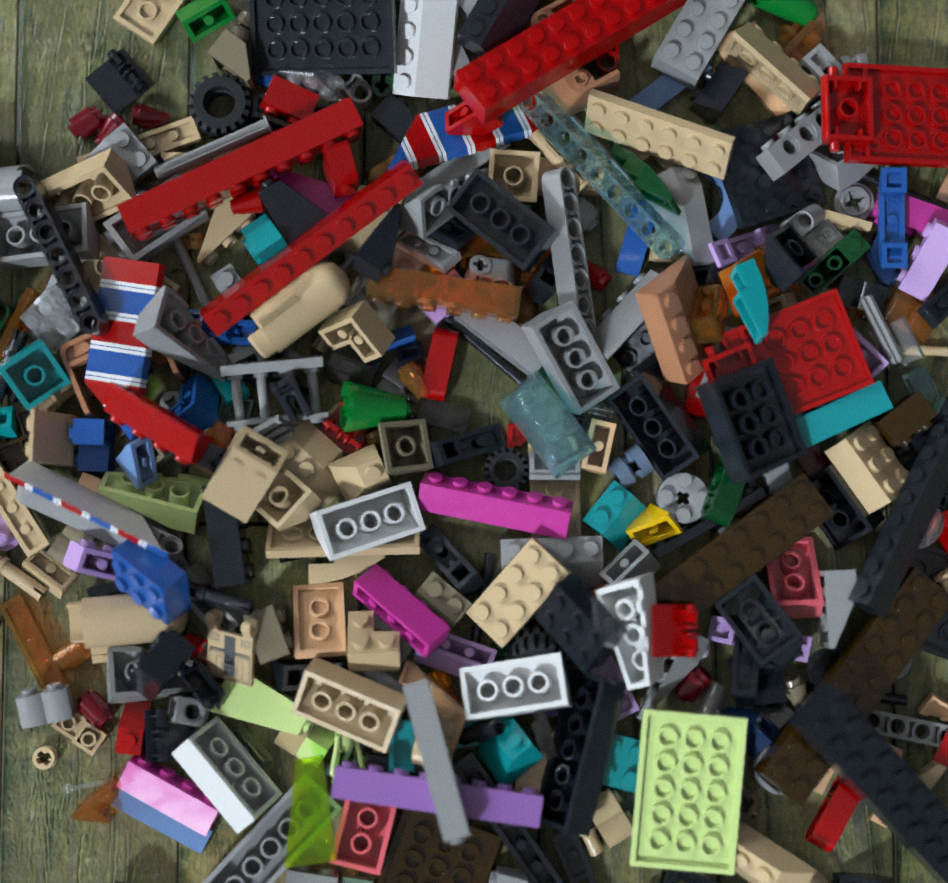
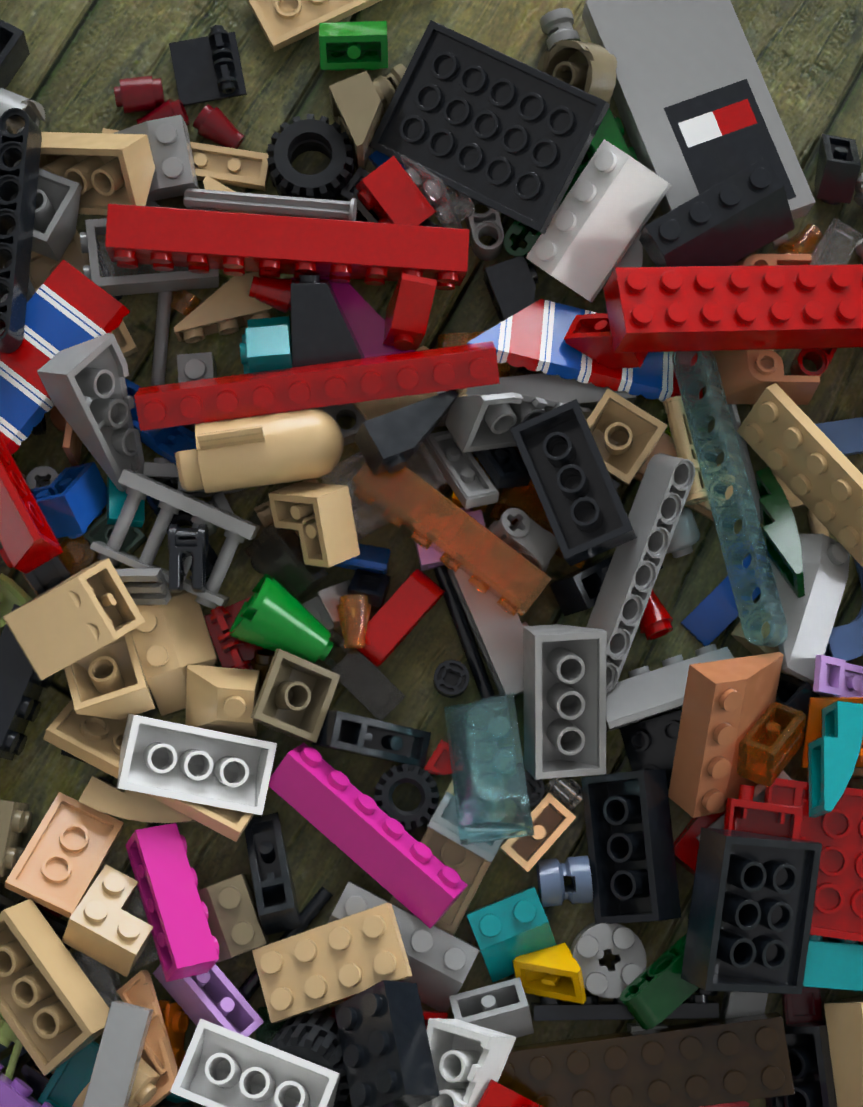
camera: 25 degrees right, 5 degrees down
(493, 383) = (448, 683): none -> black wheel

